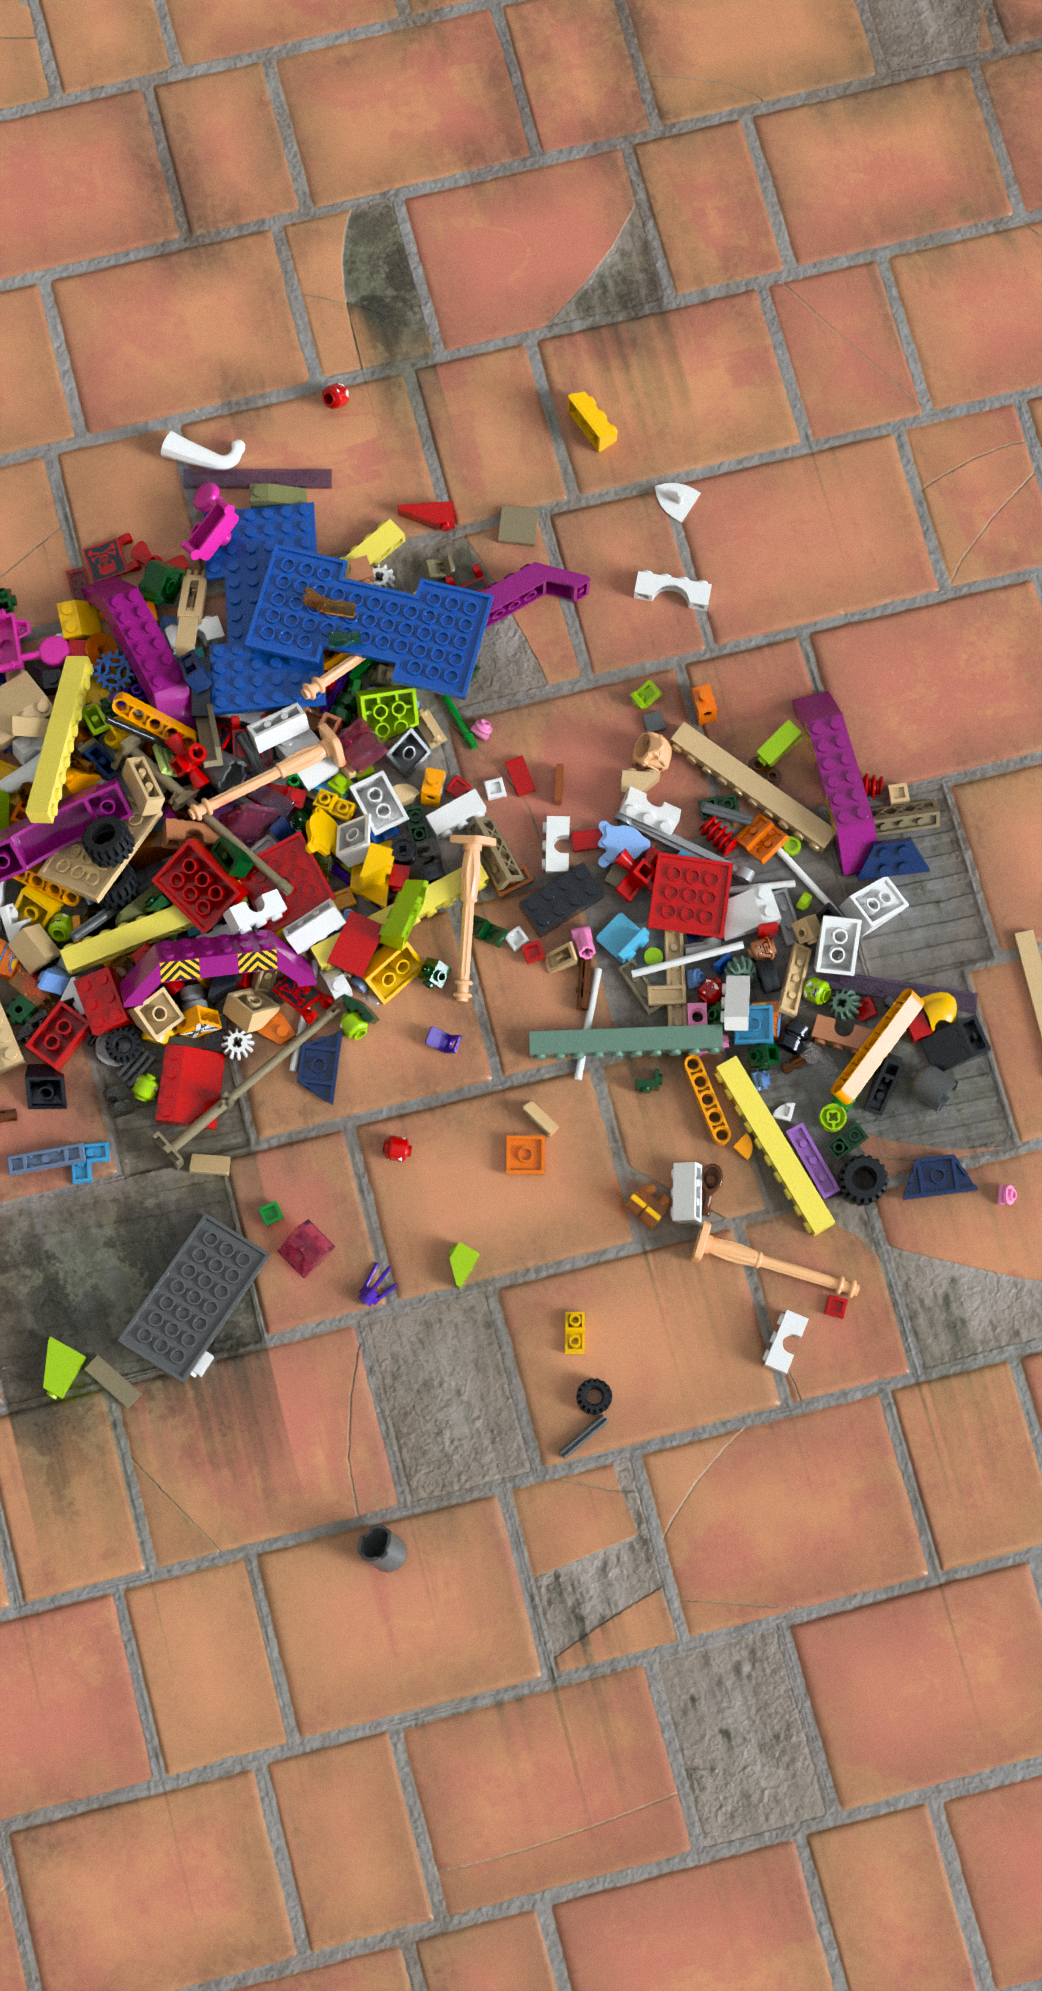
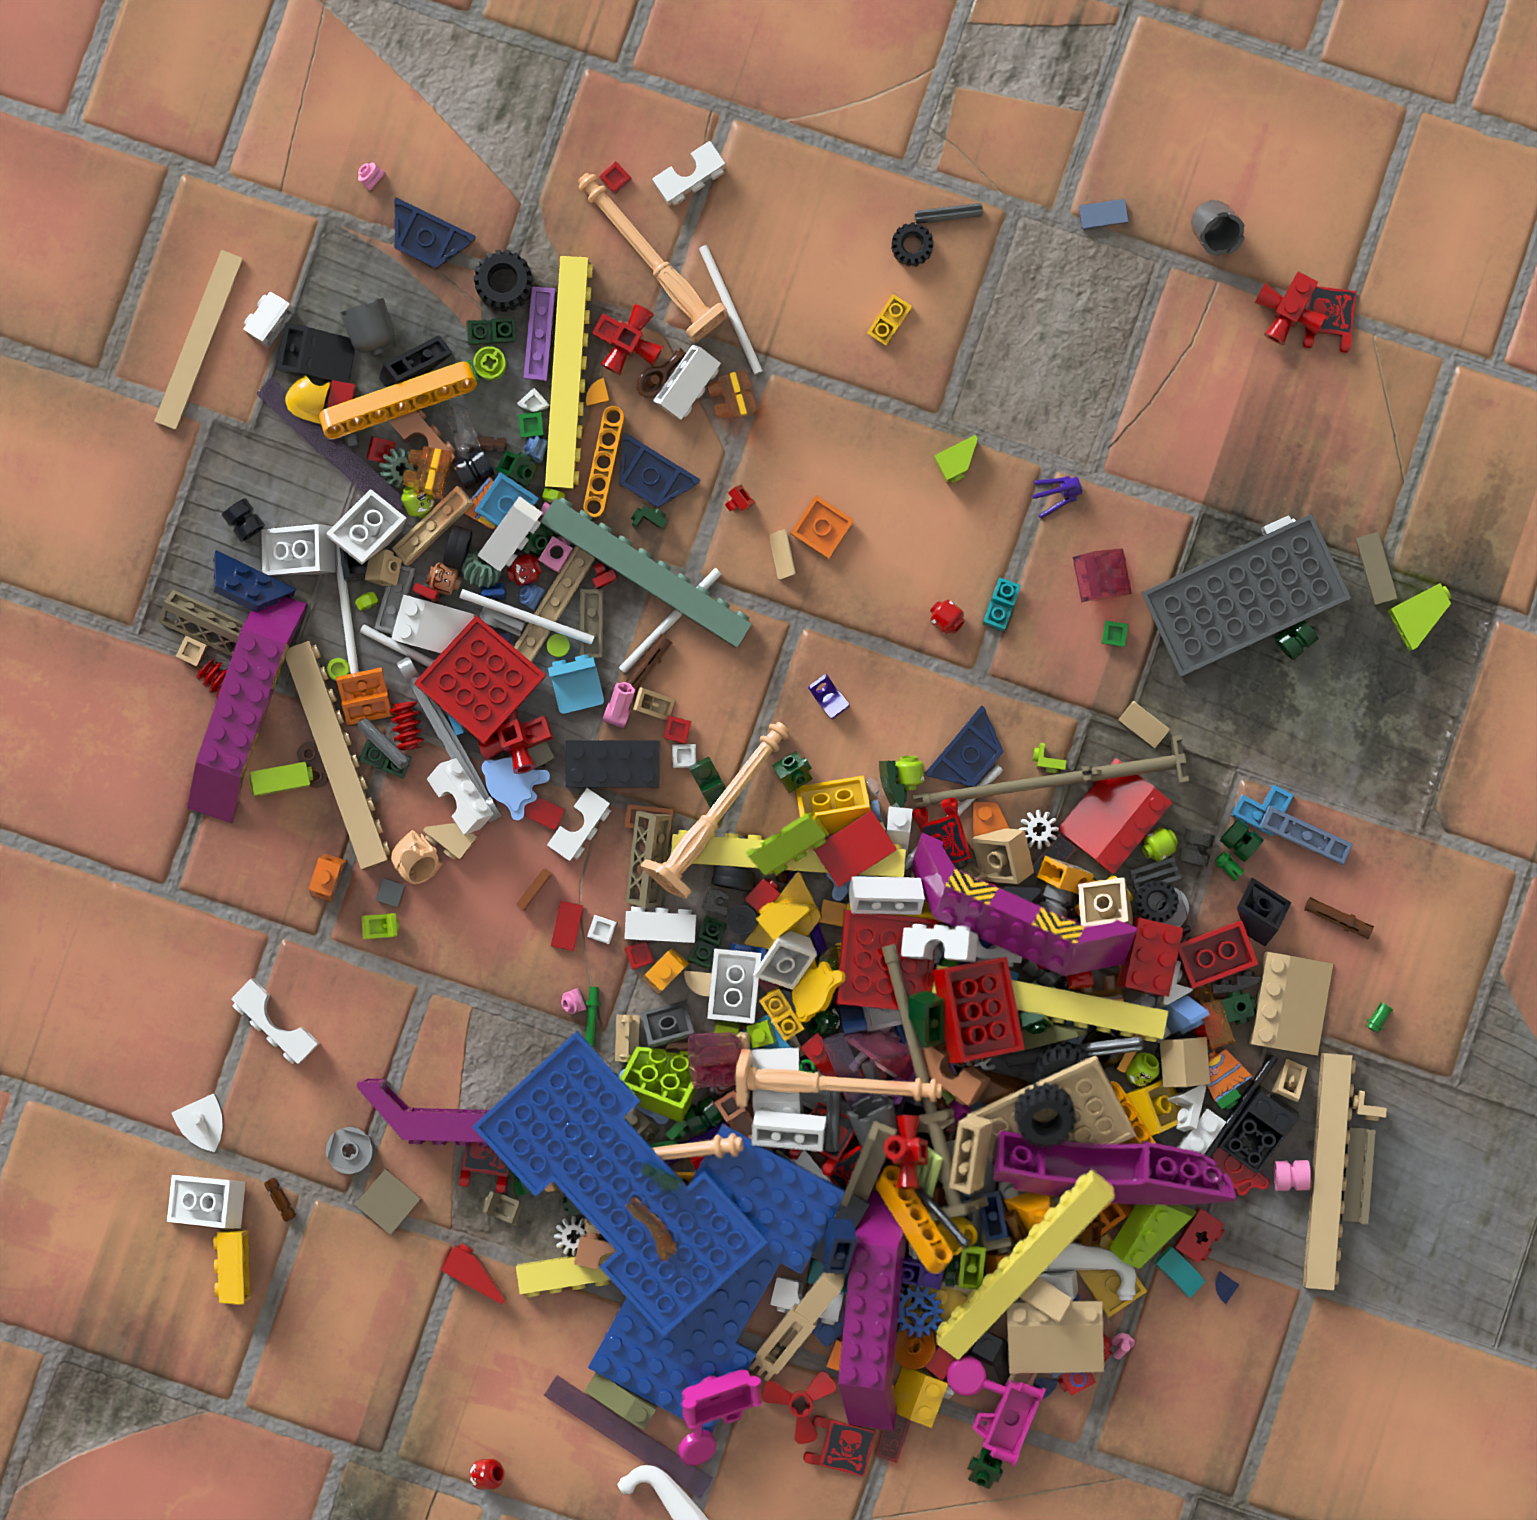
camera: 145 degrees left, 10 degrees up
(88, 1105) = (1228, 865): none -> green pin
(96, 1130) = (1237, 832): none -> dark green wheel
(139, 1291) = (1295, 639): none -> dark green wheel
(161, 582) = (807, 1379): dark green slope -> none
(256, 1094) = (1052, 765): none -> lime bracket
(262, 1545) = (1339, 308): none -> flag
(292, 1527) = (1291, 308): none -> red brick
(364, 1183) = (1001, 604): none -> teal slope
(472, 1509) = (1103, 214): none -> sand blue tile
(563, 551) = (361, 1143): none -> light grey plate
(590, 482) = (280, 1199): none -> reddish brown axle
(595, 1137) = (739, 499): none -> red tile
(637, 450) = (206, 1201): none -> white slope
(653, 1020) = (604, 578): none -> red tile
(666, 995) = (572, 595): tan tile -> none
(668, 1115) = (652, 474): none -> dark blue wing
(691, 1266) = (733, 315): none -> white piece
(725, 1055) = (550, 494): none -> lime tile
(749, 1195) = (626, 339): none -> red brick
(775, 1094) = (531, 425): none -> green plate
(825, 1018) = (431, 473): none -> clear orange hips
(925, 901) = (237, 514): none -> black wheel
(1004, 1047) = (268, 319): none -> white slope

